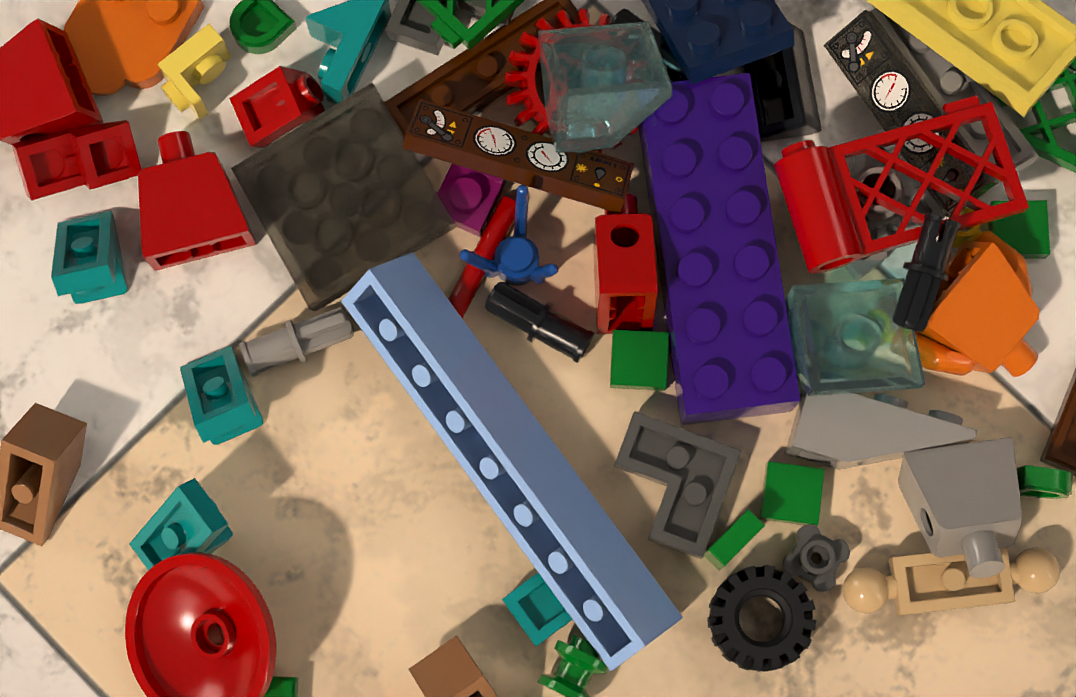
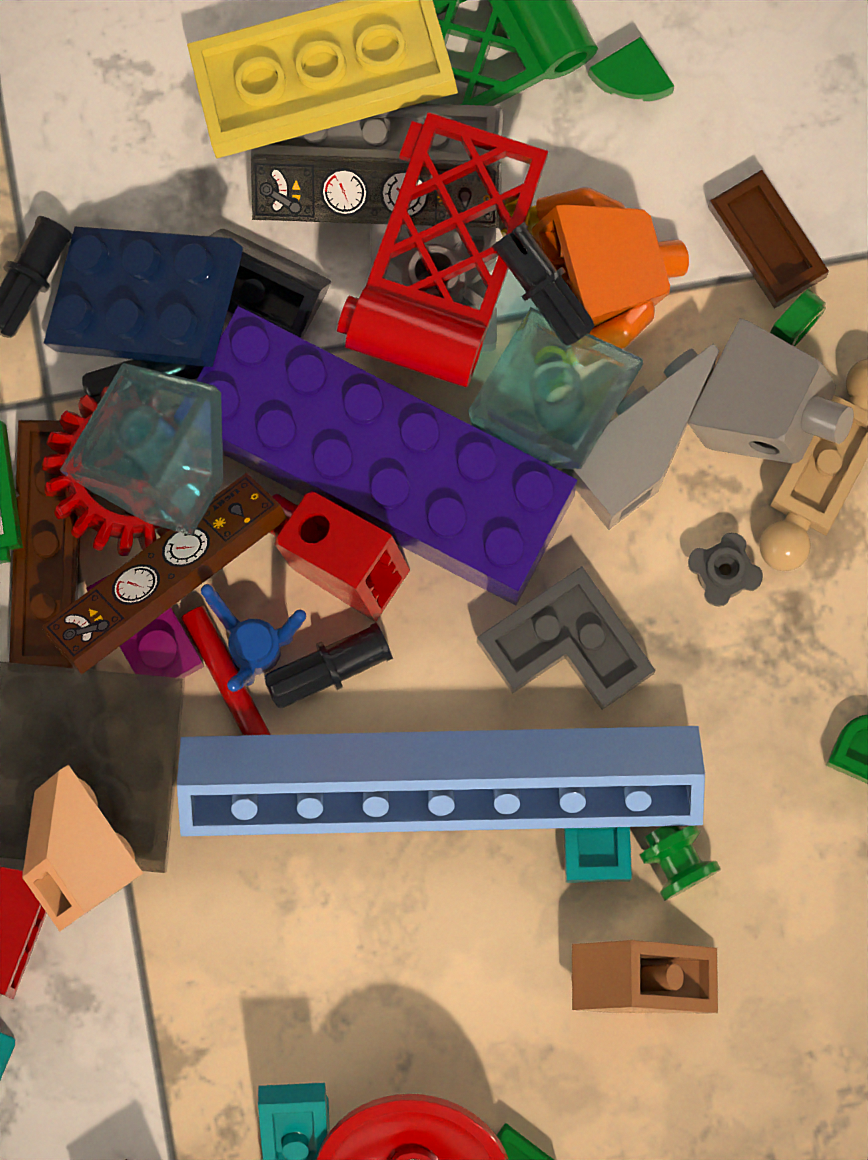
camera: 55 degrees left, 0 degrees up
(220, 397) = (186, 1014): teal slope -> none
(273, 233) = (73, 851): none -> light nougat slope
(296, 341) = (184, 906): light grey axle -> none
(639, 360) = (429, 600): green tile -> none
(734, 540) = (658, 630): green tile -> none
(791, 494) = (651, 549): green tile -> none
(796, 612) = (756, 620): black tyre -> none
(1025, 231) = (564, 169): green tile -> none

